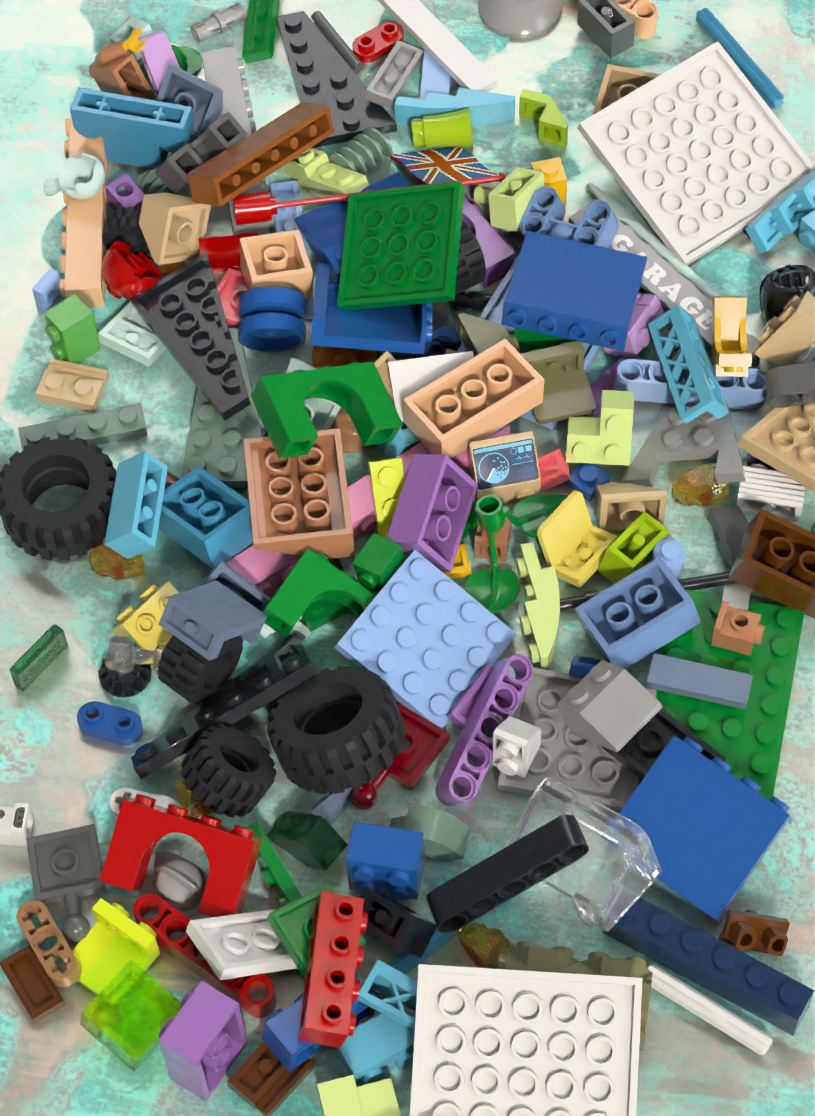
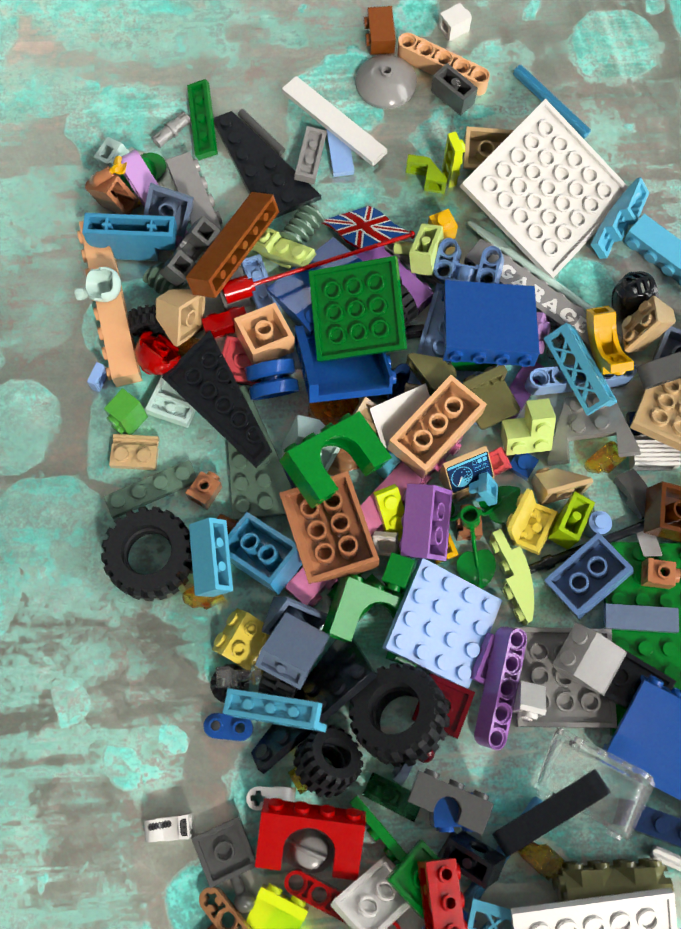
camera: 15 degrees left, 15 degrees up
(38, 657) = (164, 686): clear green tile -> none
(130, 197) = (139, 291): medium lavender leg -> none
(152, 436) = (204, 497): none -> nougat brick
(171, 692) = (274, 709): none -> medium azure fence
(351, 806) = (472, 808): none -> dark grey arch
(367, 526) = (386, 543): none -> white tile
(377, 42) = (292, 126): red plate -> none
(443, 833) = (480, 777): sand green brick -> none
(444, 130) = (357, 196): lime plant -> none
(484, 106) = (369, 175): medium azure slope -> none
(524, 487) = (485, 489): none -> medium azure tile
(579, 96) = (453, 158): none -> neon yellow plate
(582, 665) = (559, 619): blue tile -> none

